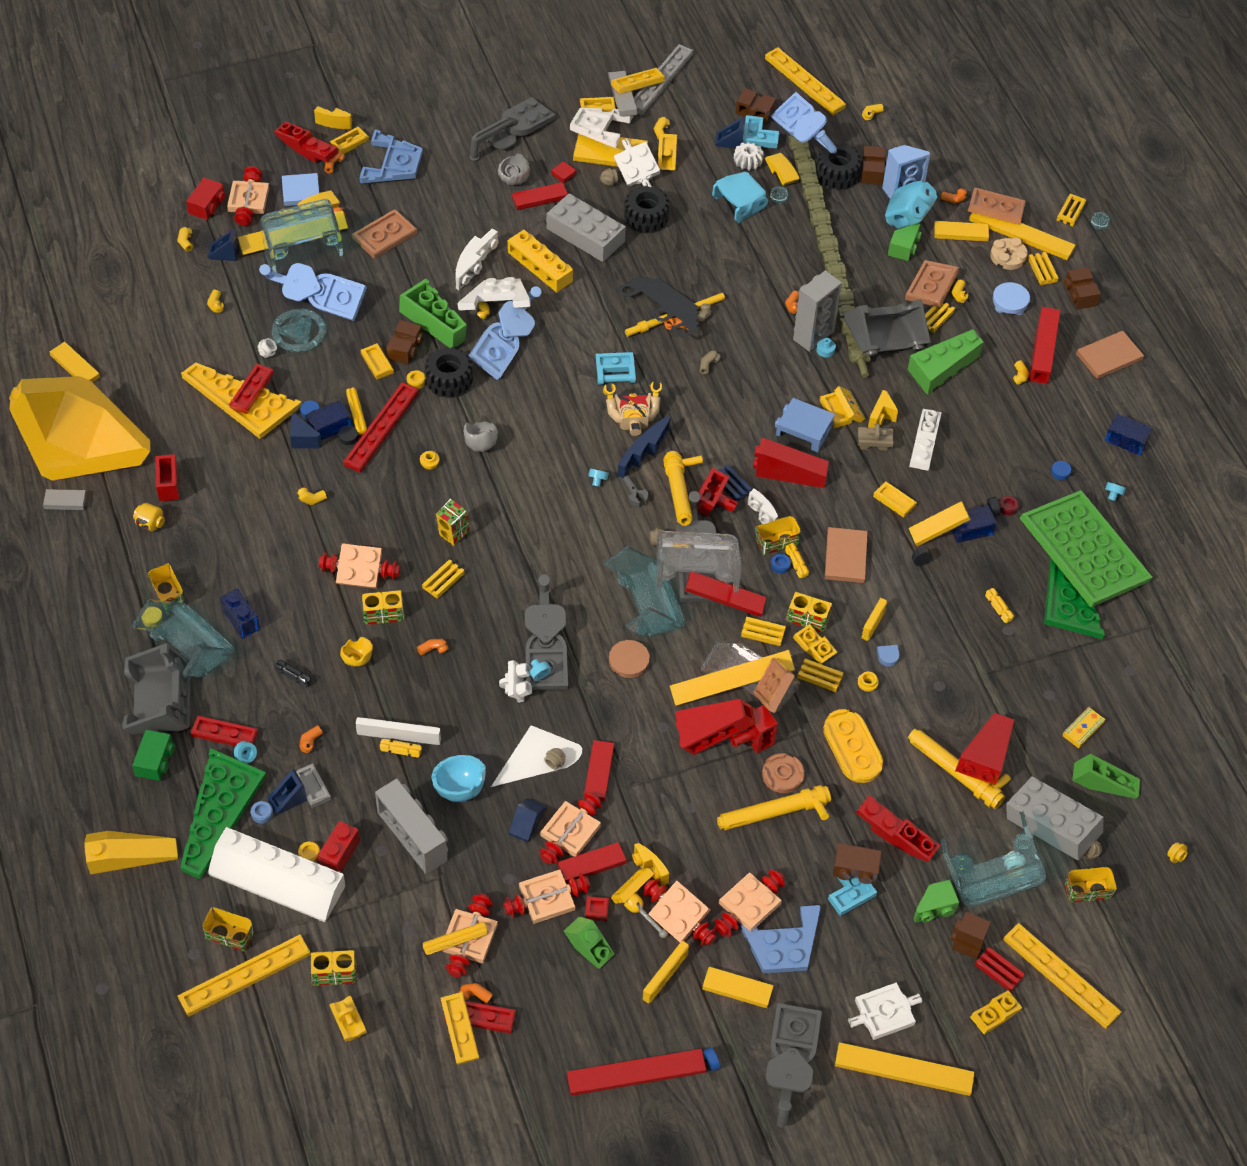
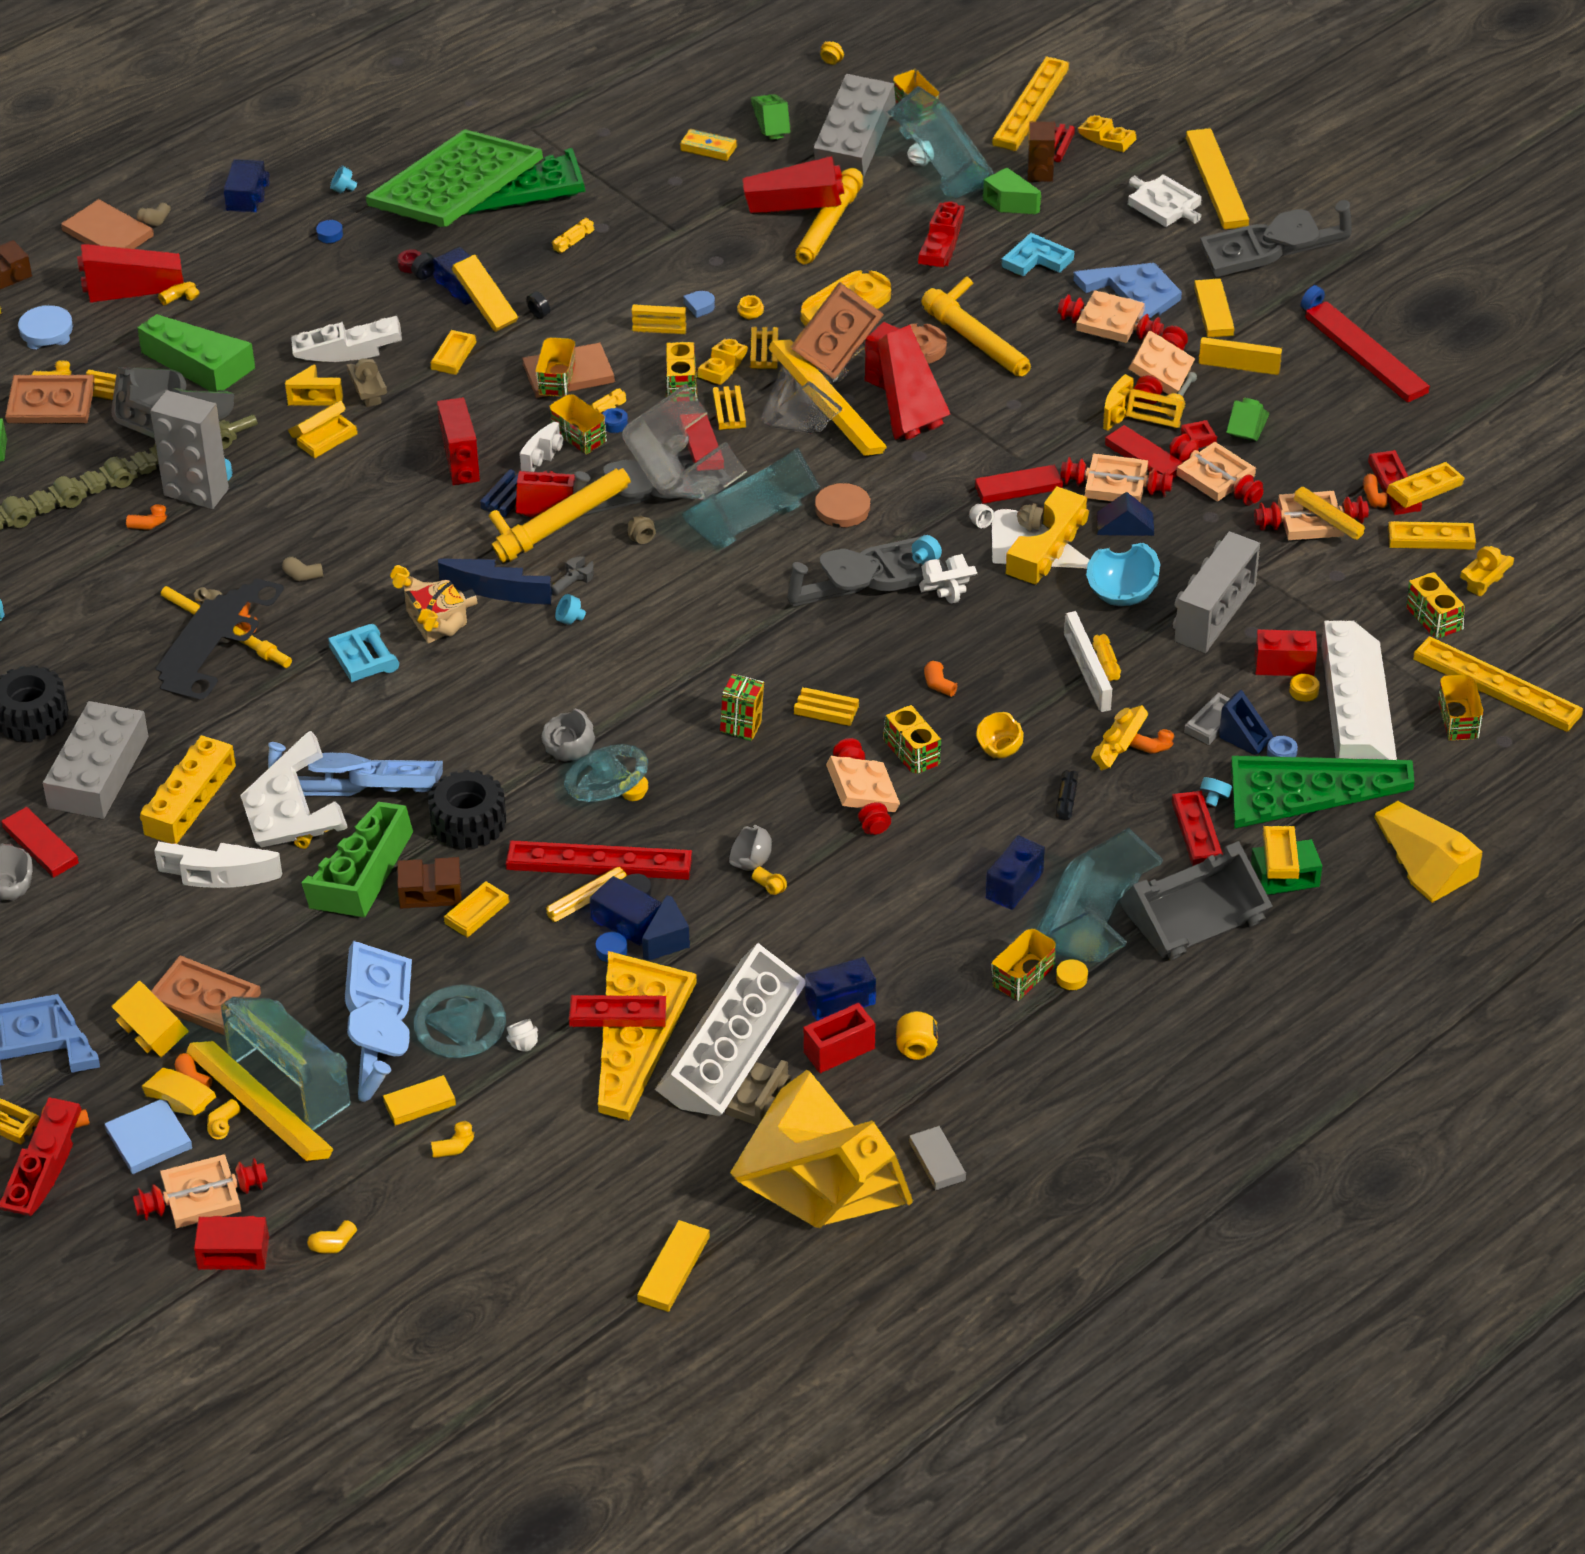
camera: 110 degrees left, 10 degrees down
(153, 744) = (1280, 852): none -> yellow tile
(162, 437) = (758, 1092): none -> dark tan bracket
(204, 434) = (732, 1034): none -> white slope
(205, 495) = (840, 987): none -> clear blue brick
(225, 247) = (332, 1169): dark blue slope -> none
(253, 298) = (419, 1100): none -> yellow tile
(320, 718) = (1119, 736): none -> yellow hinge
(337, 493) = (751, 848): none -> light grey hair
(371, 201) = (150, 1019): none -> yellow brick
(411, 1011) = (1431, 535): none -> yellow tile
(416, 379) = (489, 854): yellow tile -> none
(442, 446) = (605, 773): none -> clear light blue piece
(545, 776) = (1033, 555): none -> yellow arch
(575, 732) = (981, 515): none -> white hinge
(805, 422) = (374, 448): medium blue panel -> none
(836, 527) = (555, 351): none -> piece
(857, 863) = (1014, 243): reddish brown brick -> none
(1111, 378) = (153, 217): none -> dark tan arm

